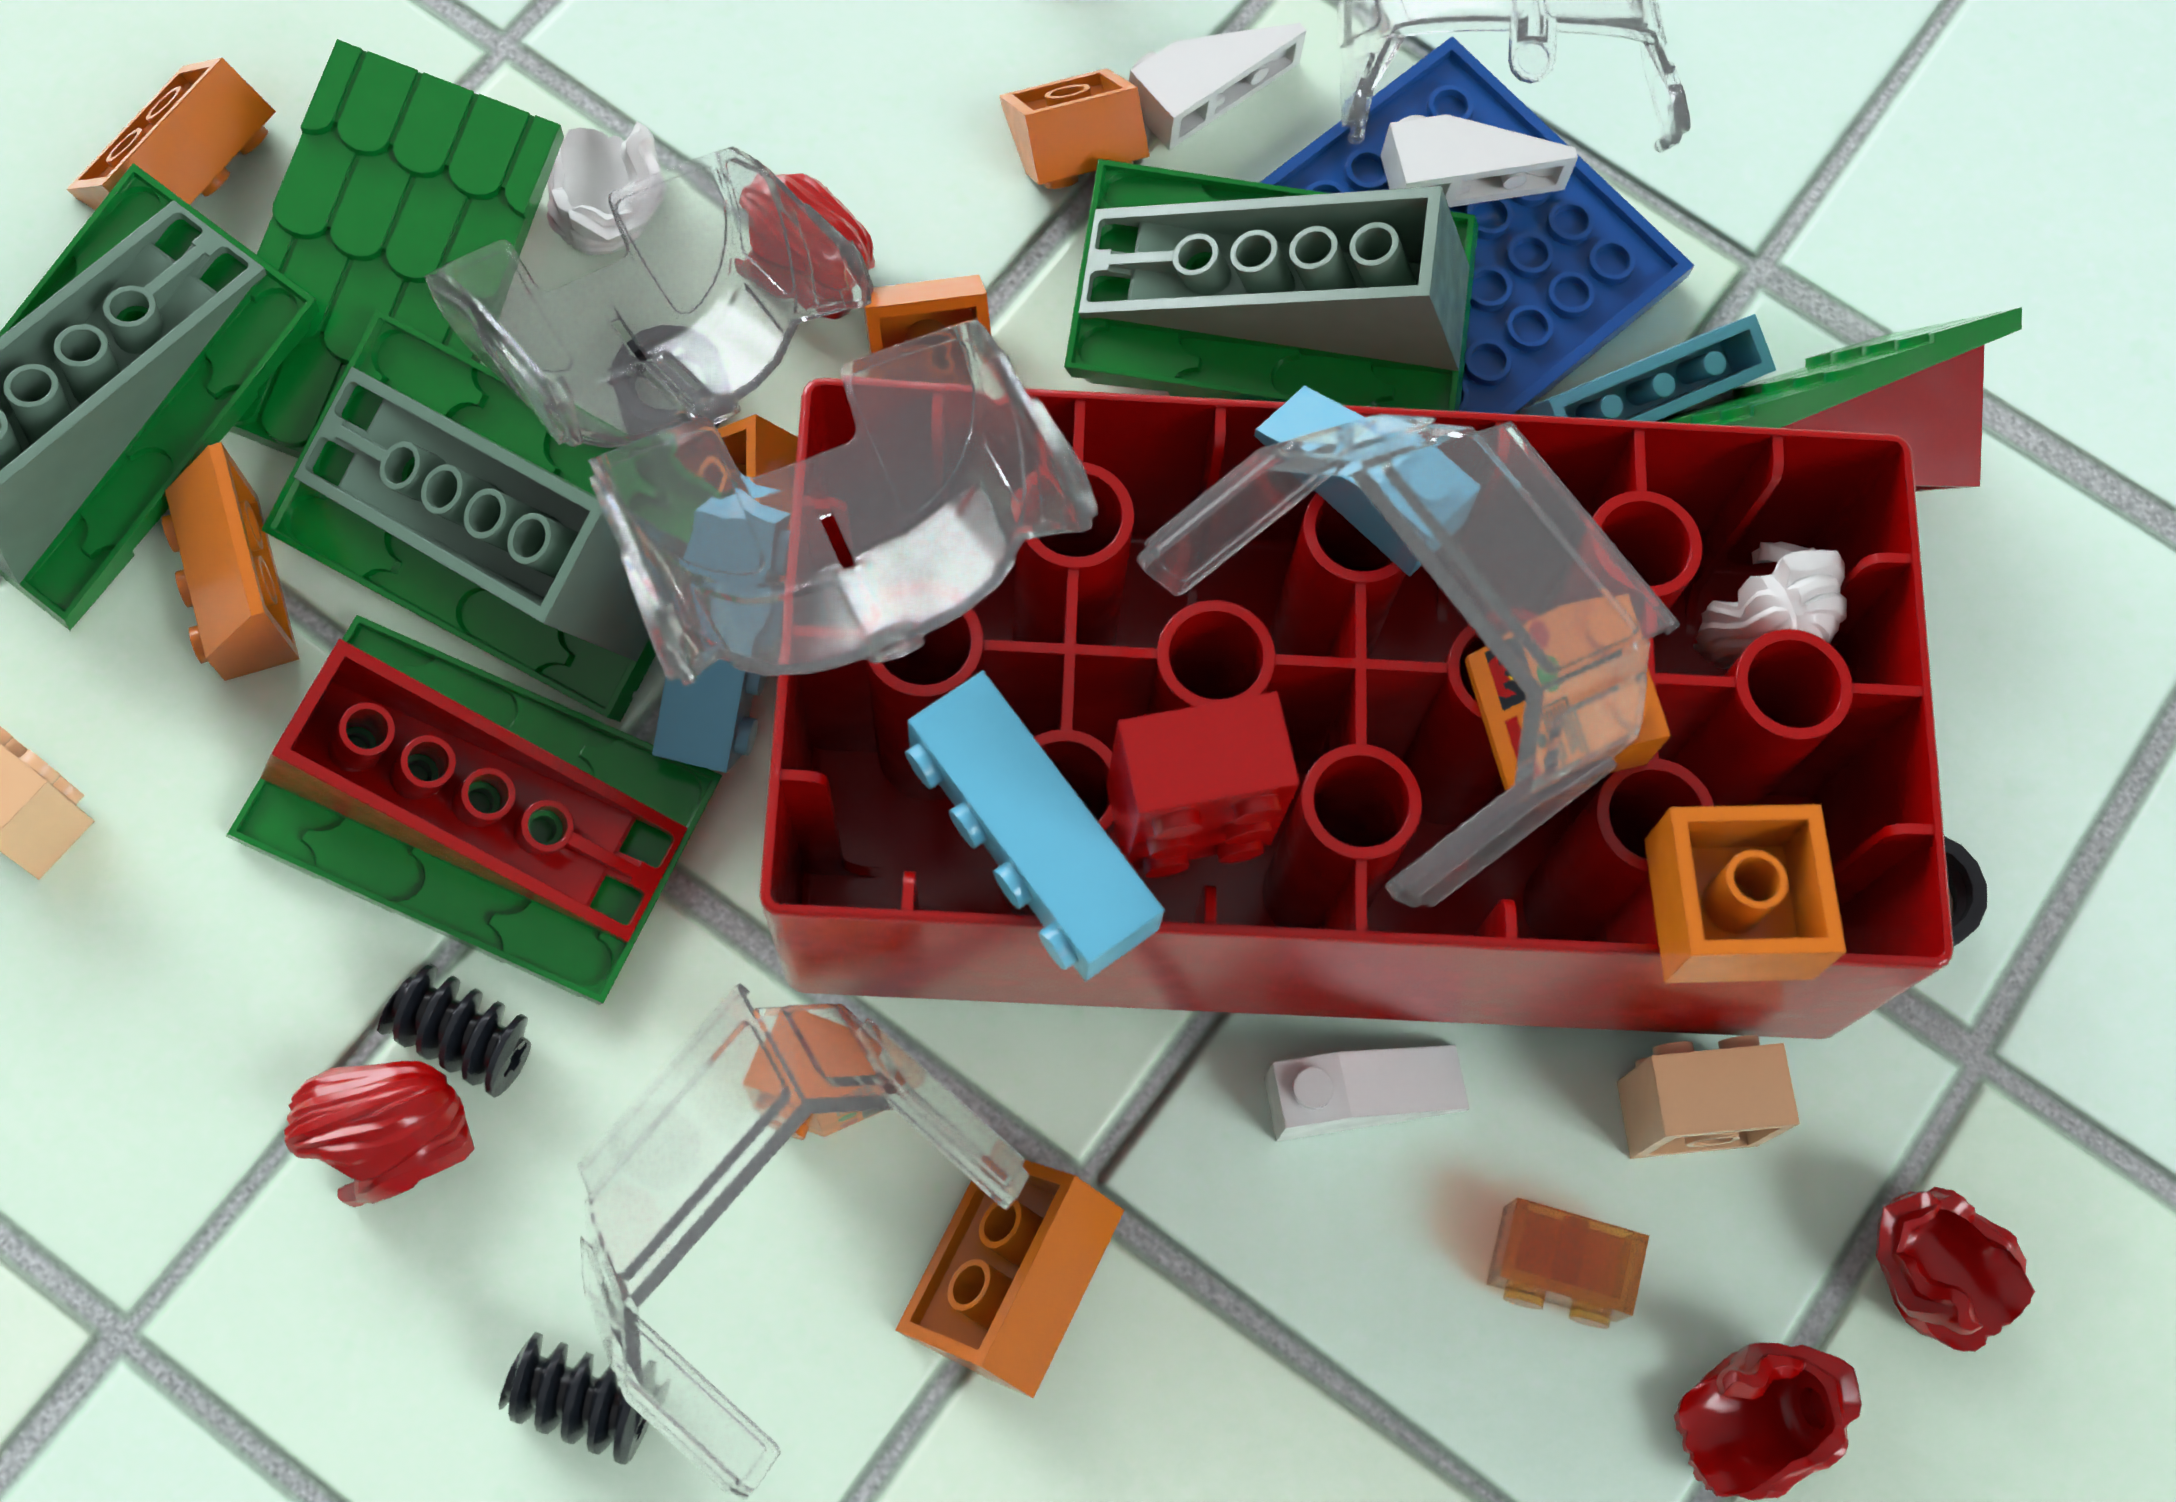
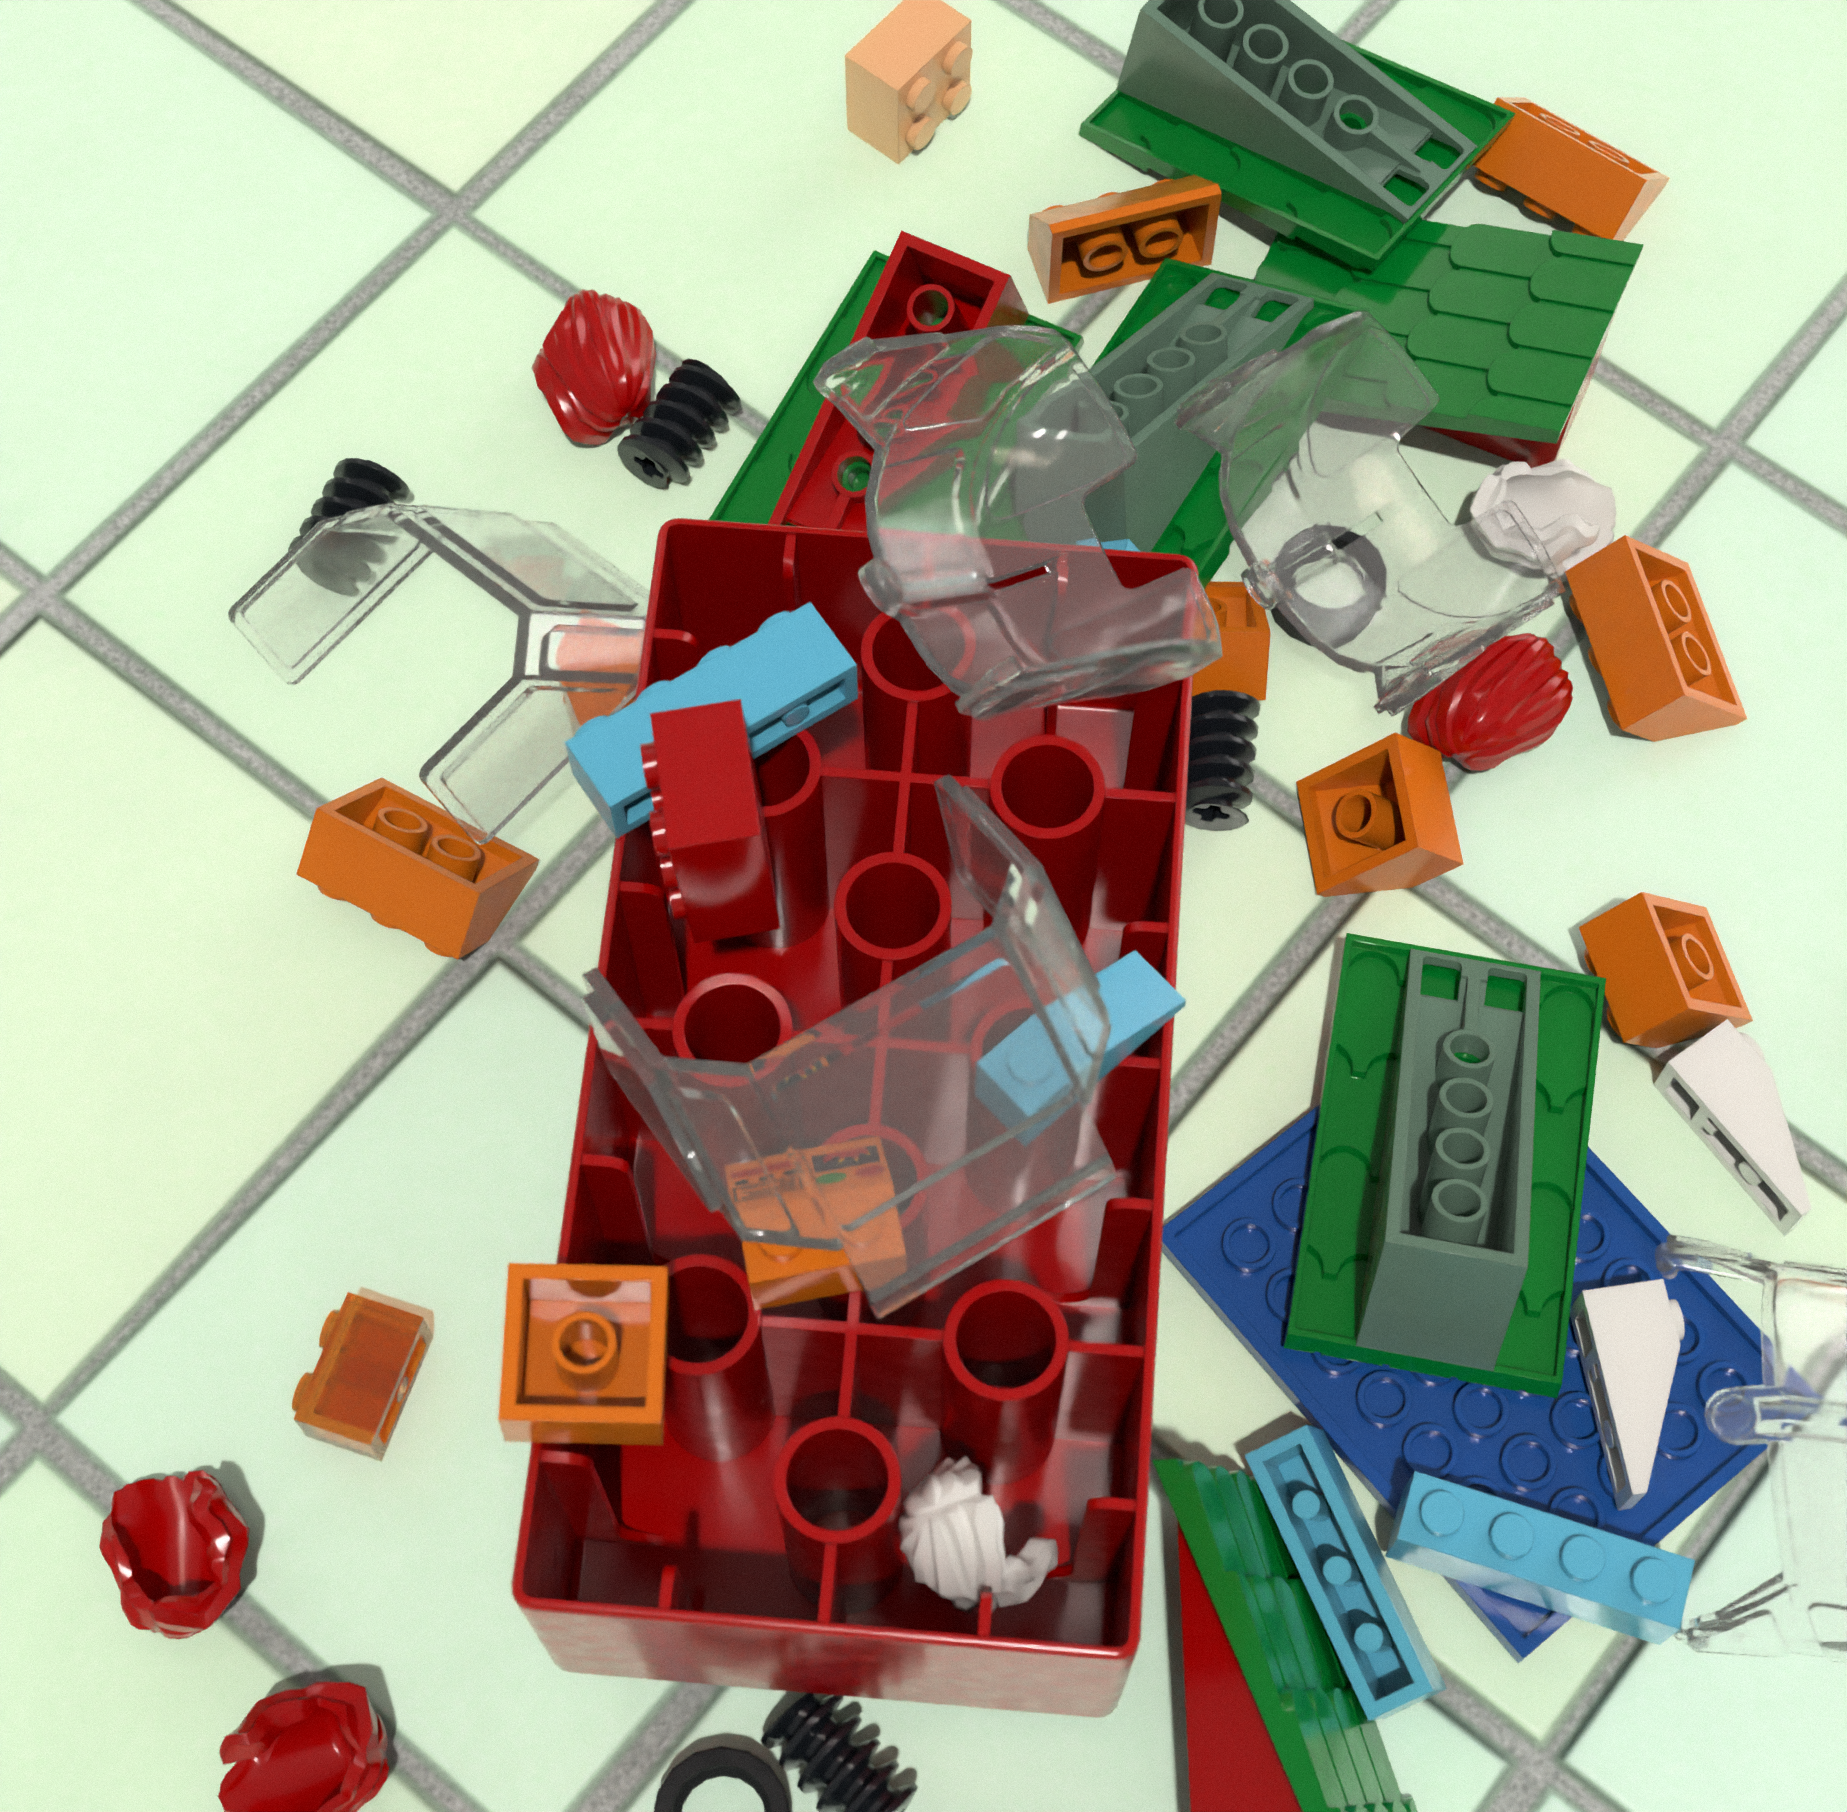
camera: 100 degrees right, 5 degrees down
(742, 105) = (1652, 642): none -> orange slope
(1363, 1089) = (543, 1150): white slope -> none
(1628, 238) = (1540, 1558): none -> medium azure brick
(1707, 1098) = (484, 1516): light nougat brick -> none

